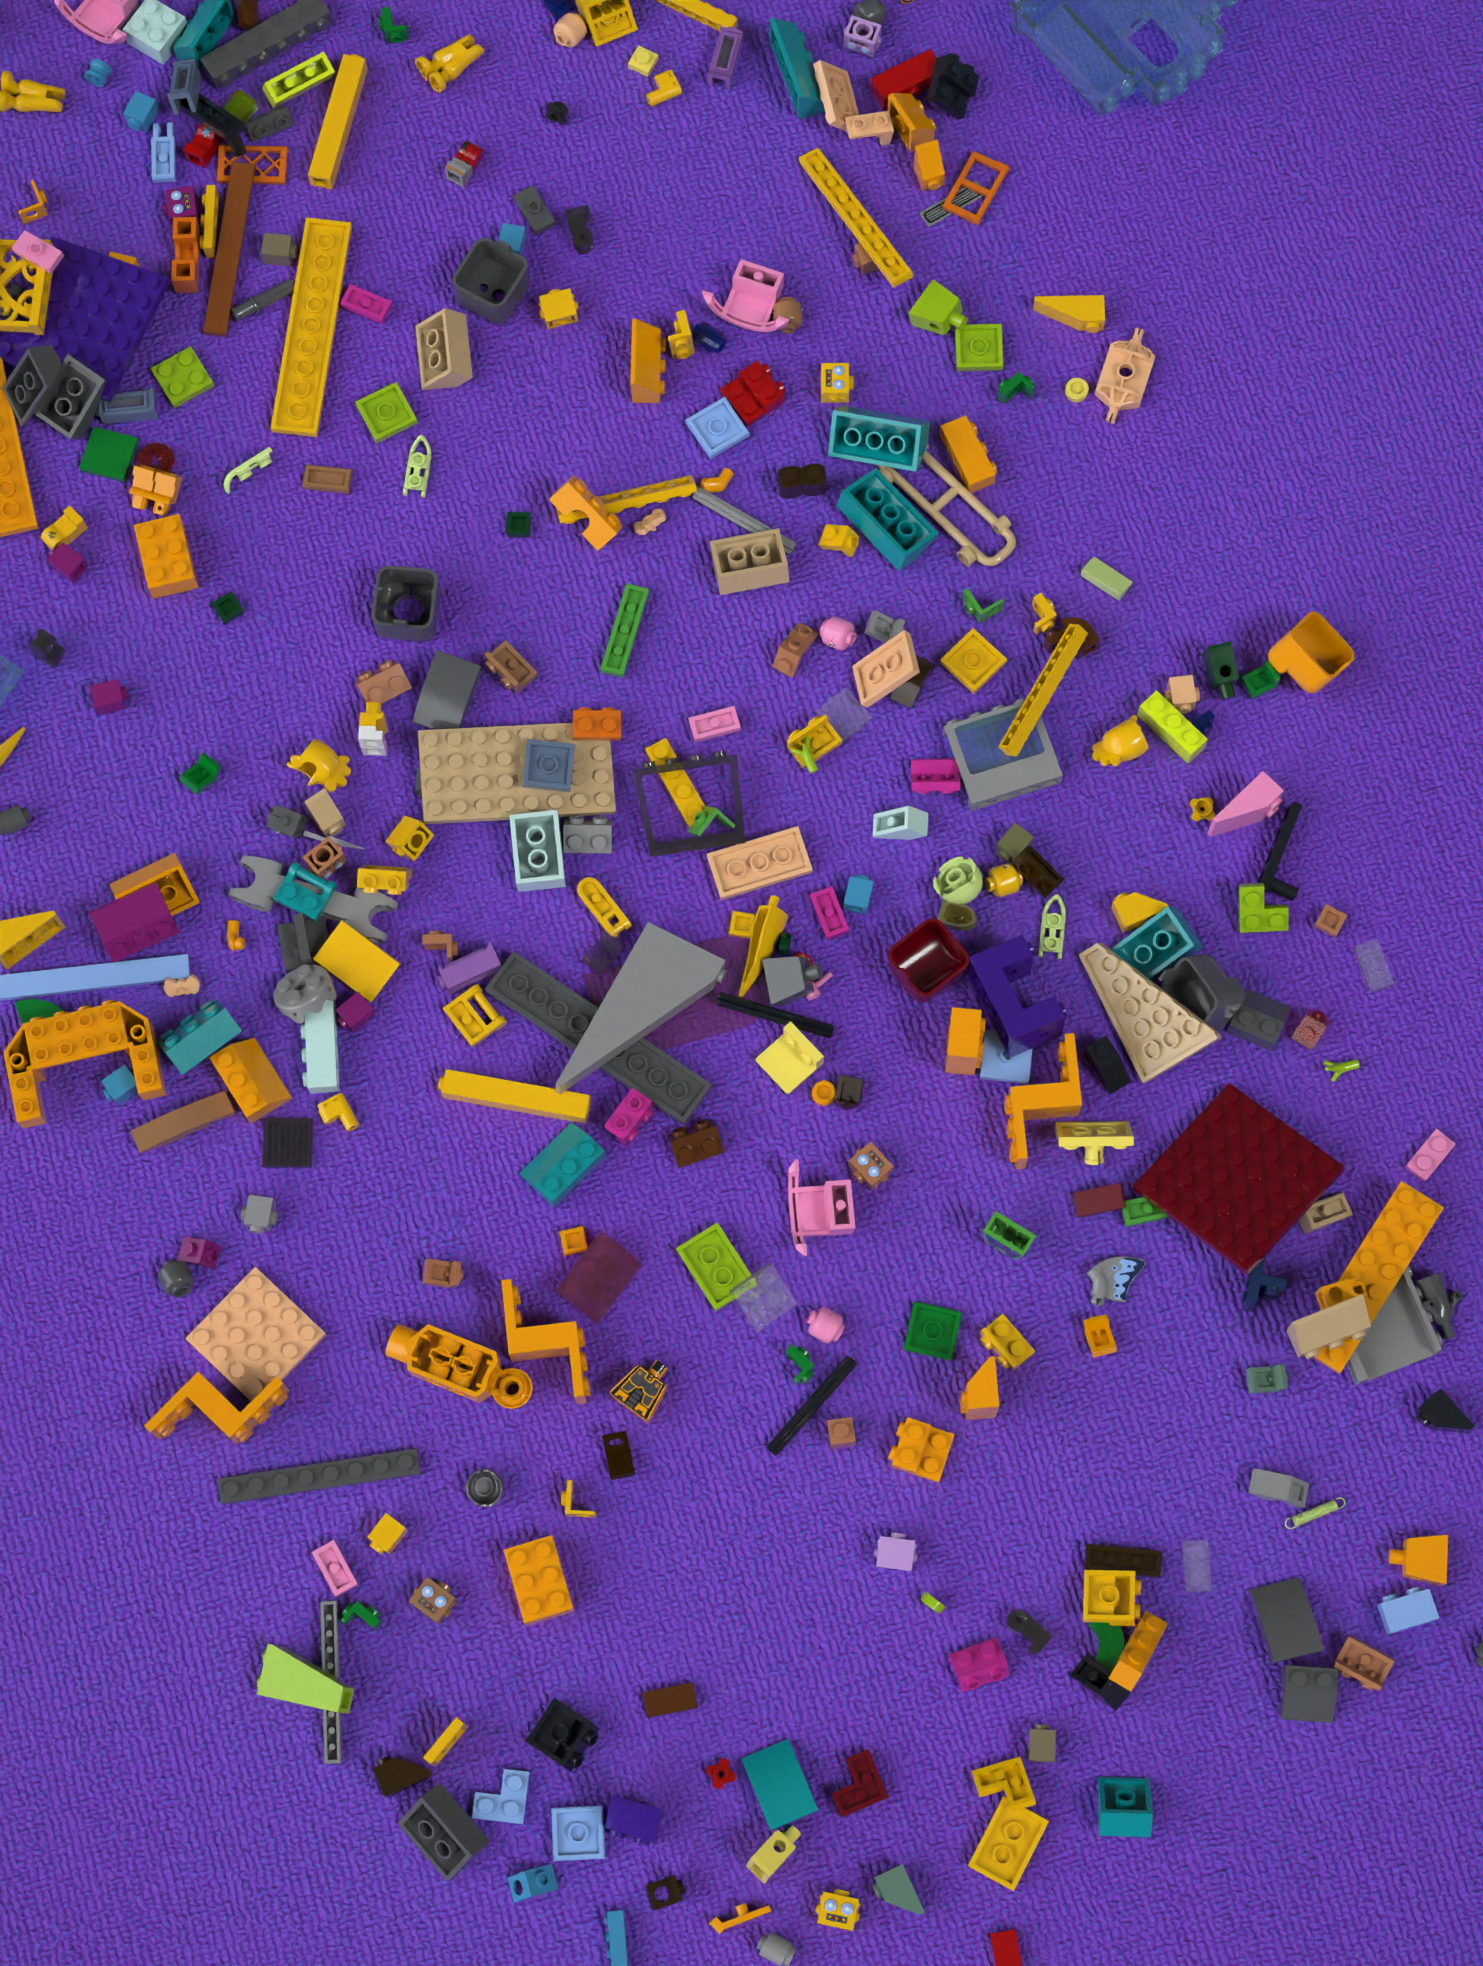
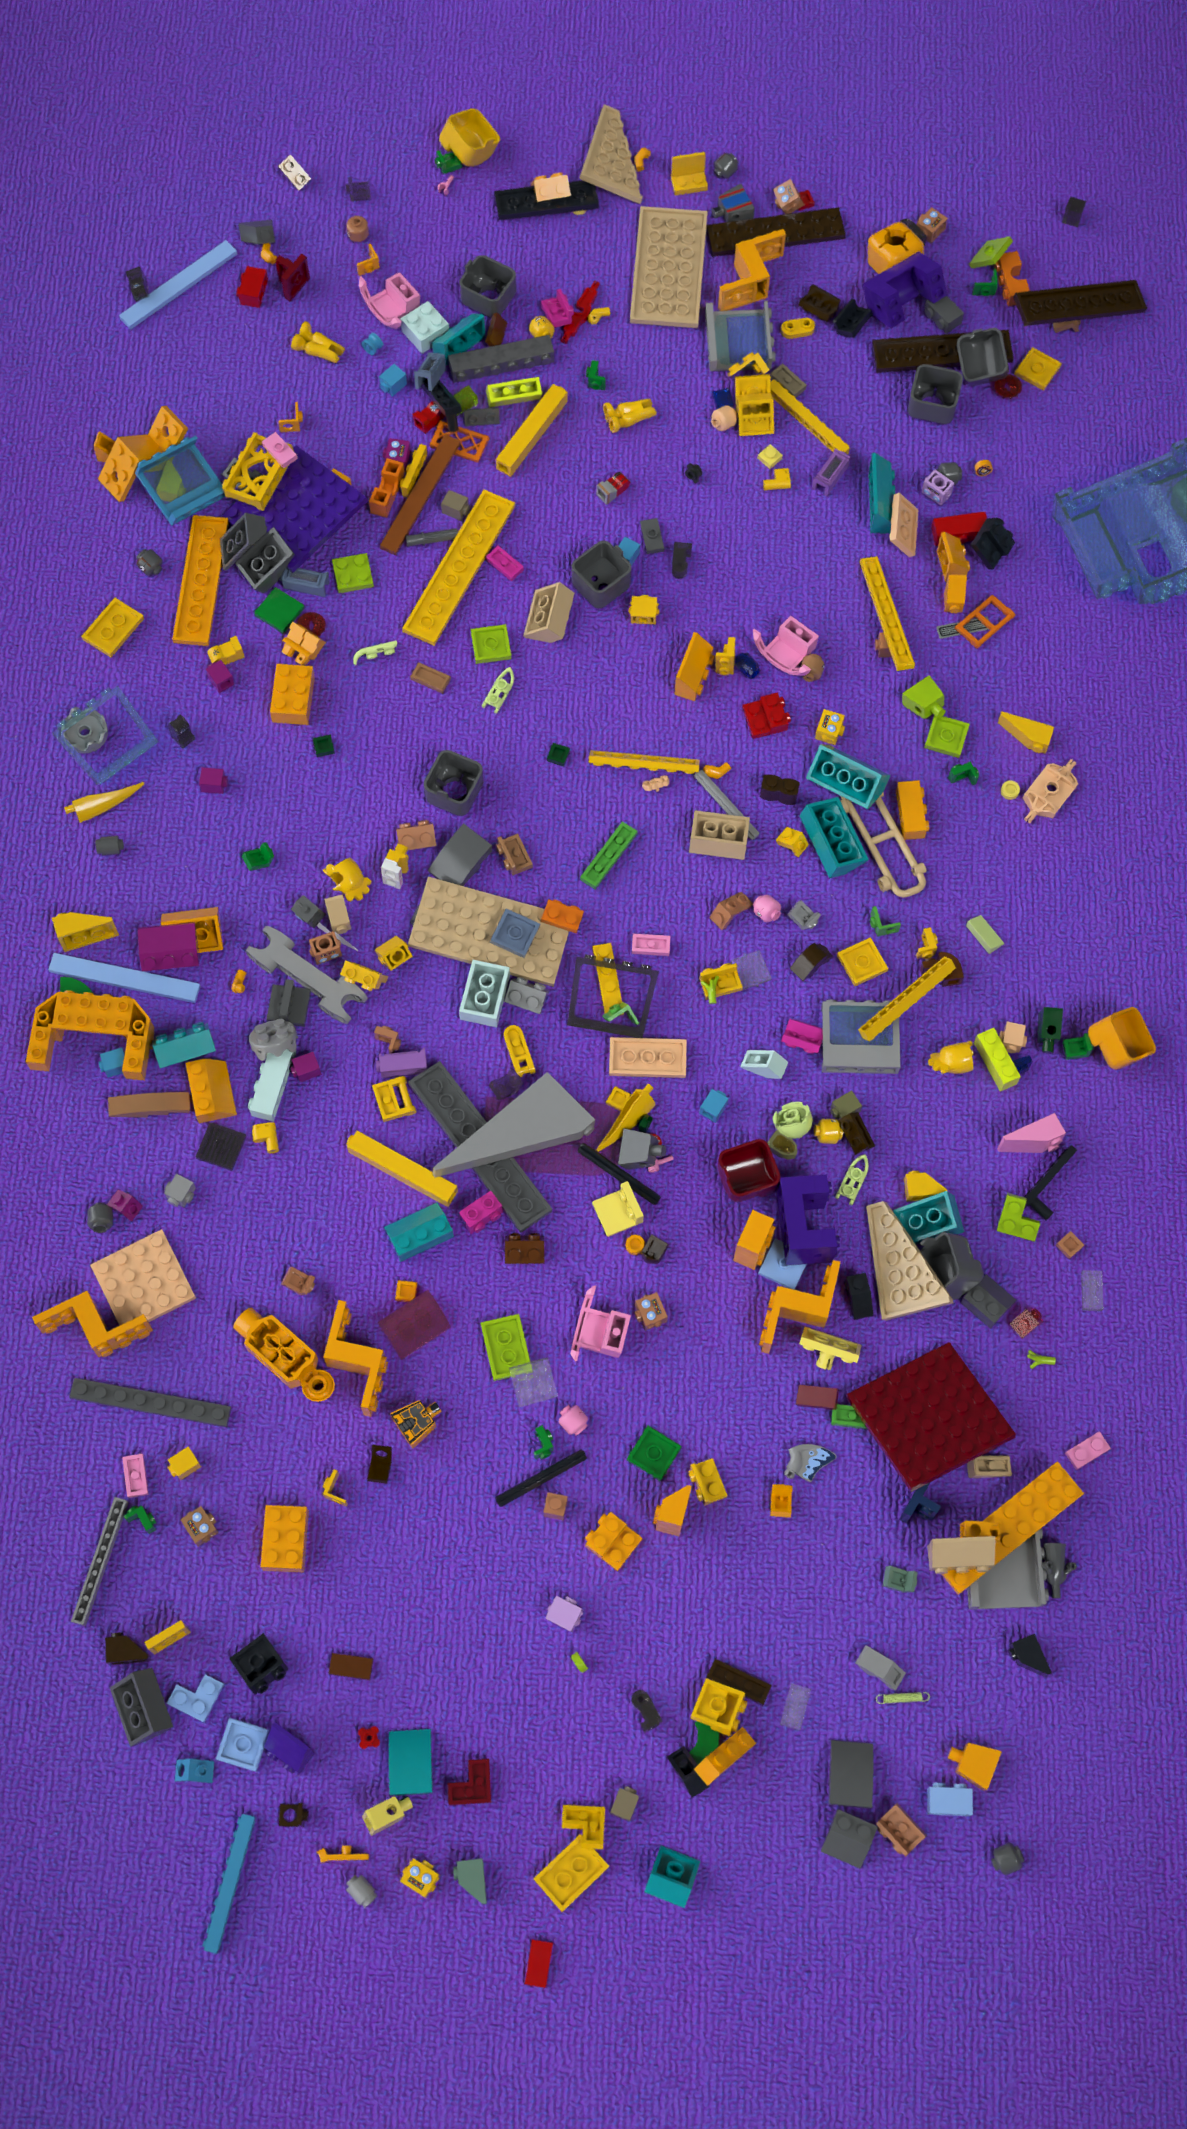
camera: 15 degrees right, 5 degrees down
(163, 154) = (397, 414): light blue hinge -> none
(181, 986) = (186, 1005): light nougat piece -> none
(299, 1681) = (76, 1552): lime slope -> none
(302, 899) = (297, 970): teal plate -> none
(356, 961) = (321, 1029): yellow tile -> none
(484, 1487) = (270, 1453): flat silver hair -> none
(576, 496) = (619, 771): light orange arch -> none
(717, 427) = (730, 731): light blue plate -> none
(829, 913) = (687, 1111): dark pink plate -> none
(871, 124) = (922, 551): light nougat bracket -> none
(885, 668) = (793, 944): light nougat plate -> none
(979, 1664) = (598, 1724): dark pink bracket -> none
(1007, 1236) = (735, 1398): bright green torso -> none
(1207, 804) = (1004, 1125): yellow plate -> none

